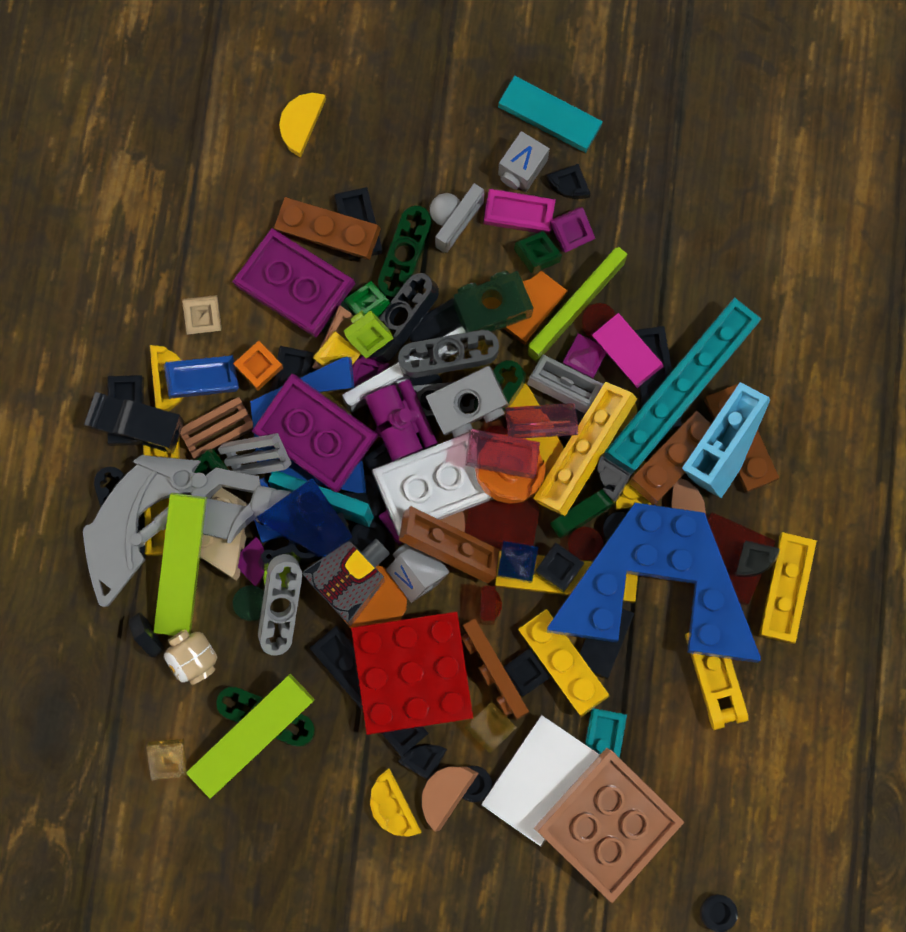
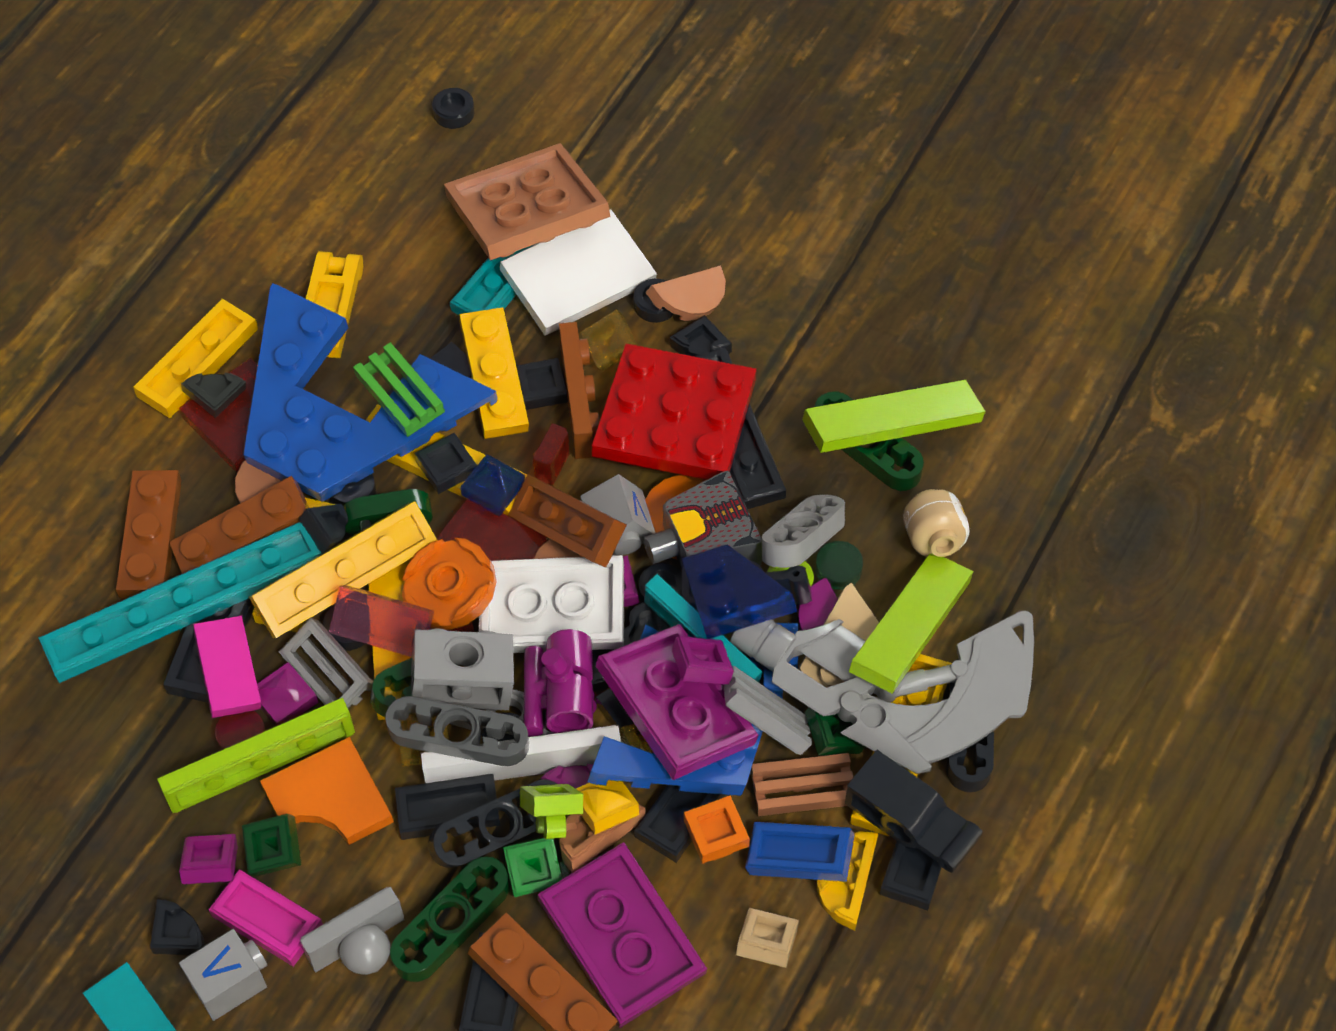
camera: 155 degrees left, 20 degrees down
(145, 636) = (987, 574): black tile -> none
(167, 759) = (1002, 434): clear yellow tile -> none
(305, 458) = (702, 660): none -> magenta tile
(391, 808) = (758, 309): yellow tile -> none
(502, 453) = (450, 590): clear pink tile -> none
(507, 289) = (348, 766): clear green brick -> none
(585, 543) = (401, 478): clear red tile -> none
(620, 582) = (379, 364): none -> bright green tile
(727, 441) = (166, 511): medium azure slope -> none

